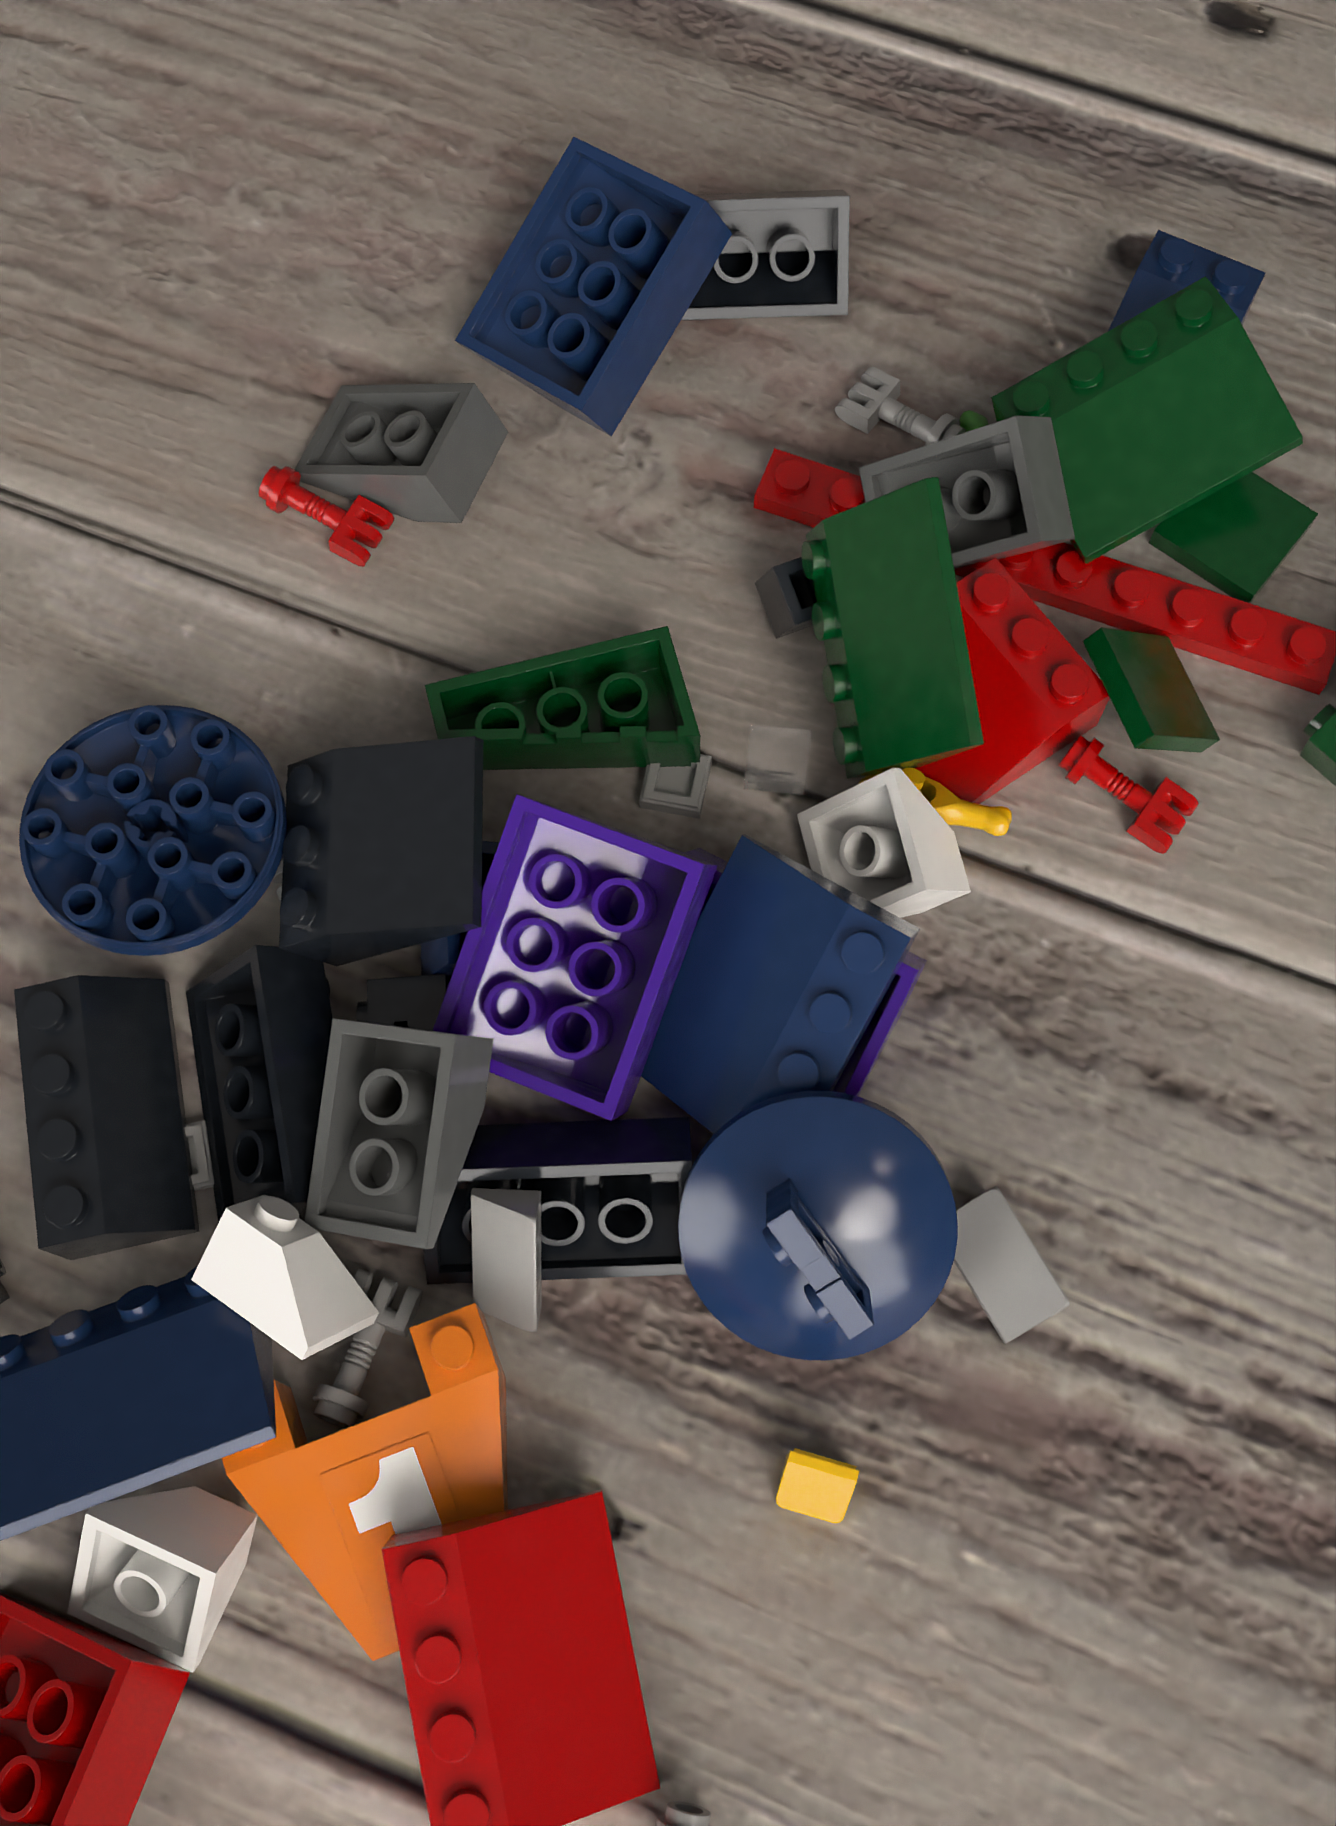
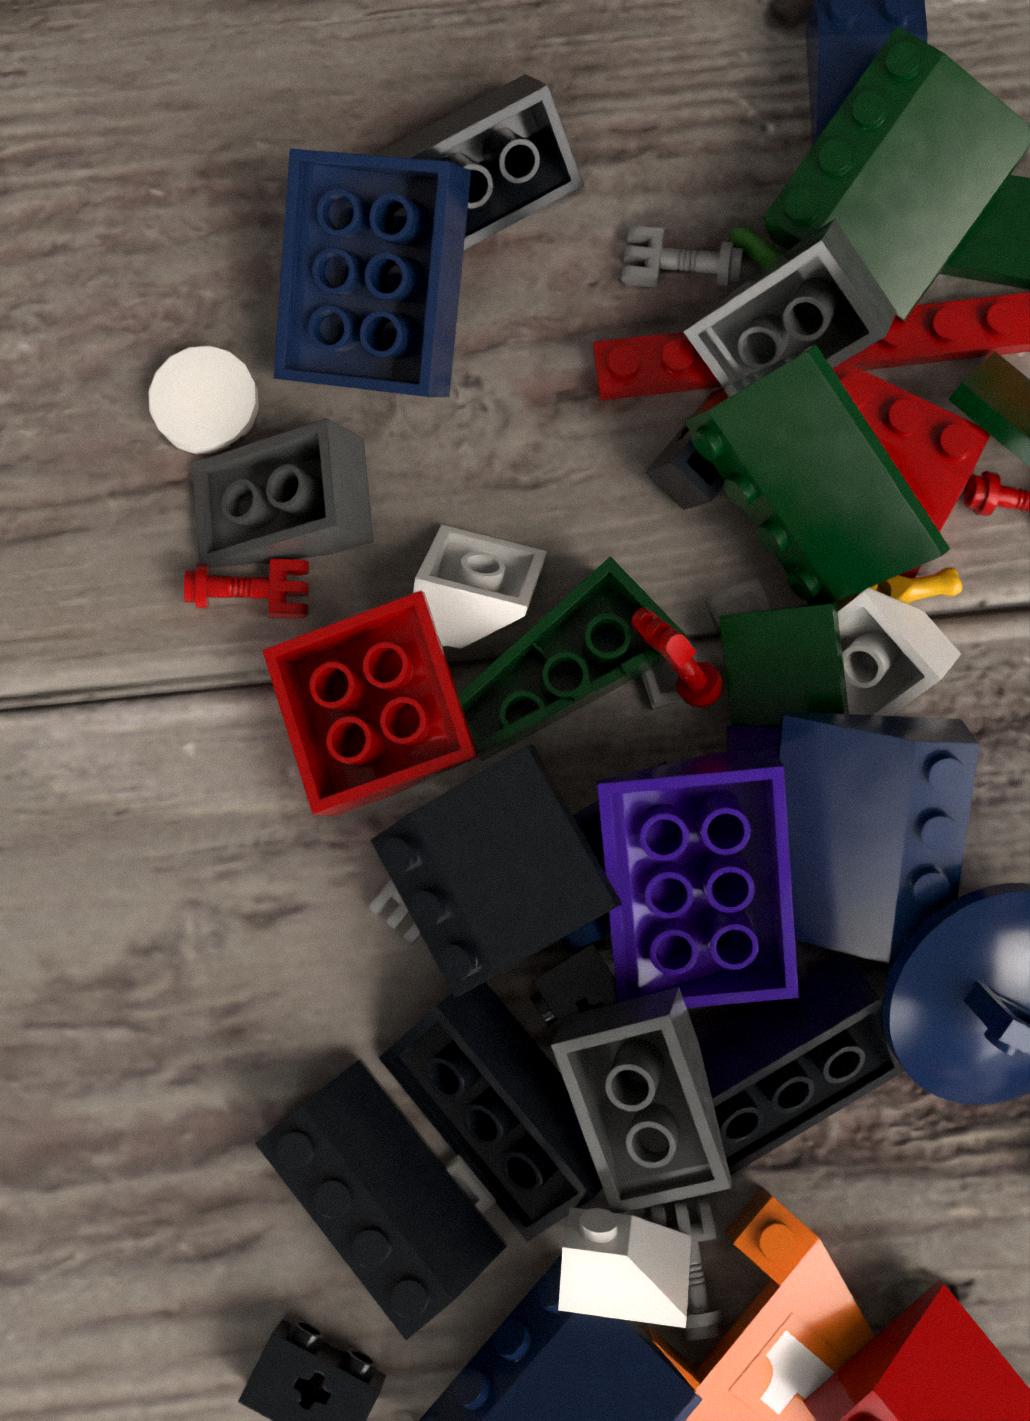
camera: 25 degrees left, 10 degrees up
(153, 830) = (296, 956): dark blue bracket -> none
(358, 652) = (369, 705): none -> red slope
(385, 336) = (203, 399): none -> white tile
(507, 1255) = (770, 1141): light grey slope -> none
(523, 600) = (476, 583): none -> white slope
(691, 791) = (697, 682): none -> red hinge
(788, 803) = (783, 663): none -> dark green tile

